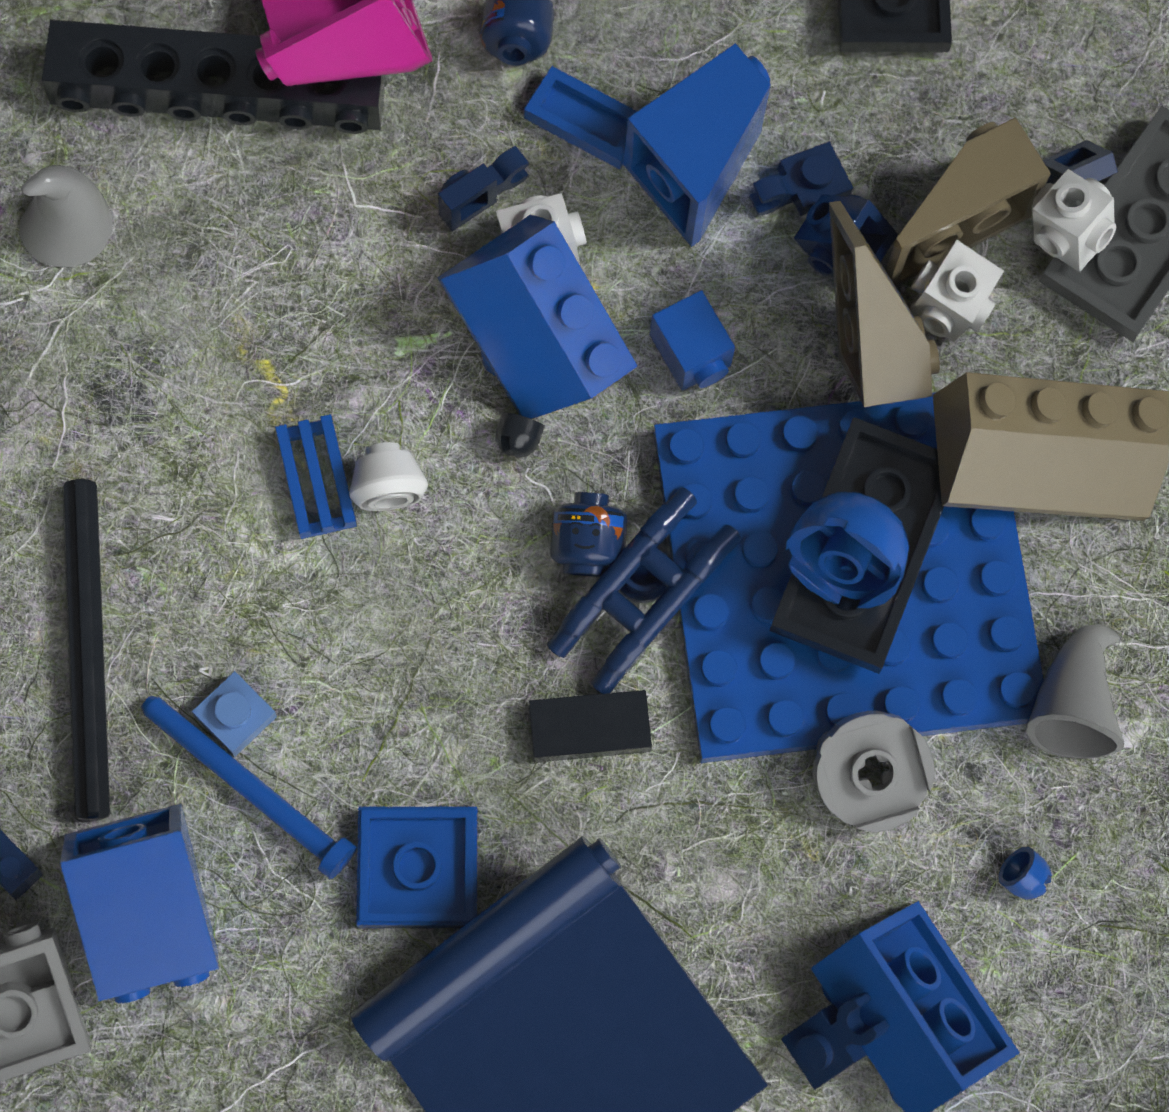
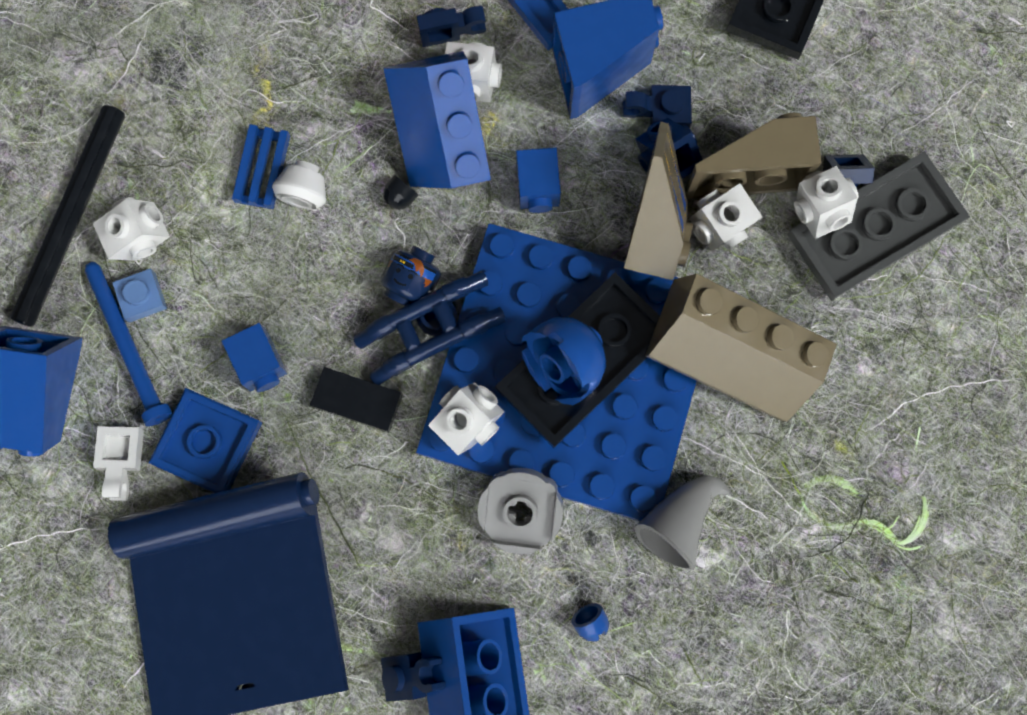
camera: 30 degrees right, 5 degrees up
(190, 628) = (131, 229): none -> white brick
(311, 930) = (116, 453): none -> white plate
(435, 727) = (255, 358): none -> blue brick
(754, 697) = (467, 417): none -> white brick

